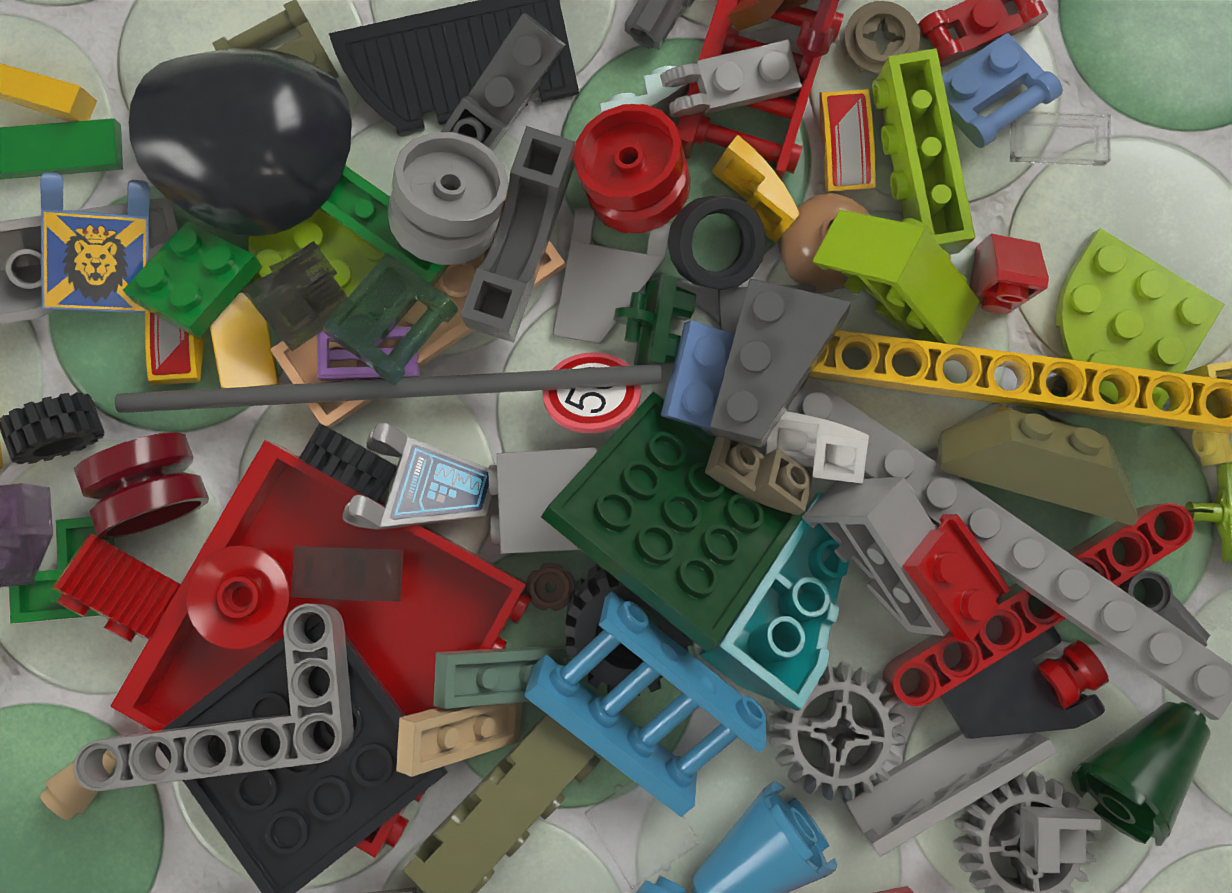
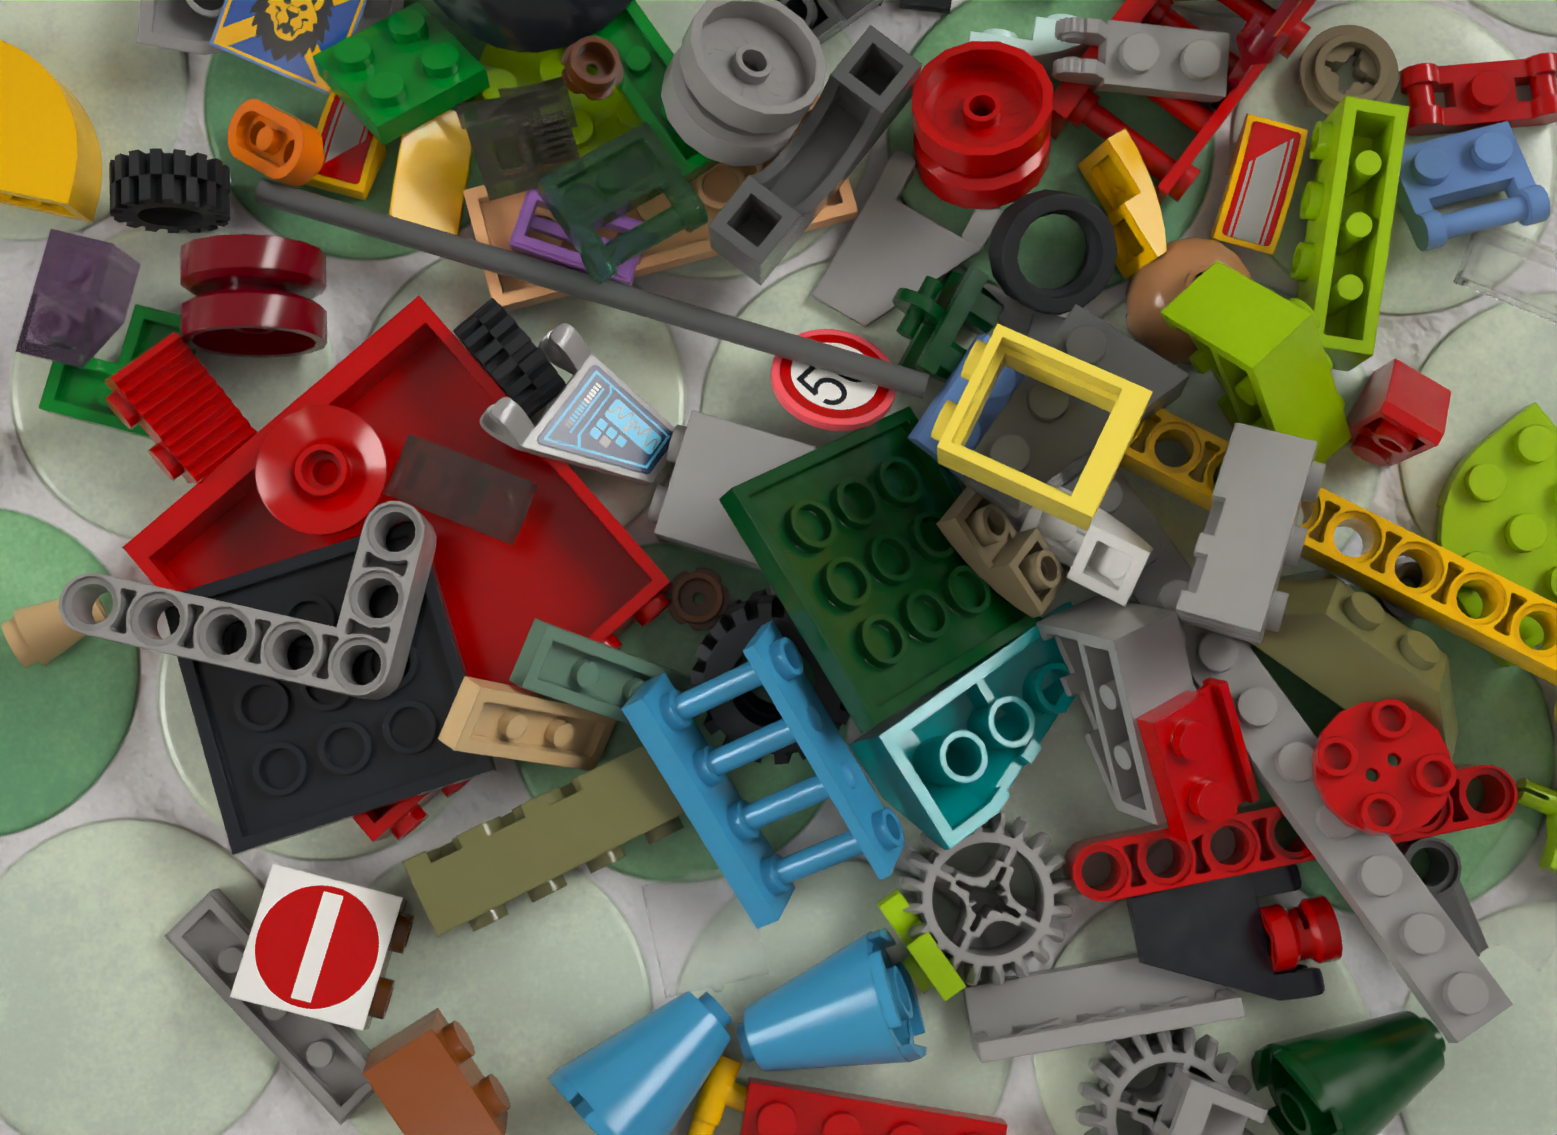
camera: 20 degrees right, 0 degrees up
(118, 363) = (275, 143): none -> orange plate
(332, 216) = (596, 53): none -> reddish brown plate
(700, 350) = (1059, 370): none -> light yellow window
(811, 795) = (926, 962): none -> lime plate
(938, 400) = (1251, 534): none -> light grey wedge
(1112, 552) = (1401, 794): none -> red plate

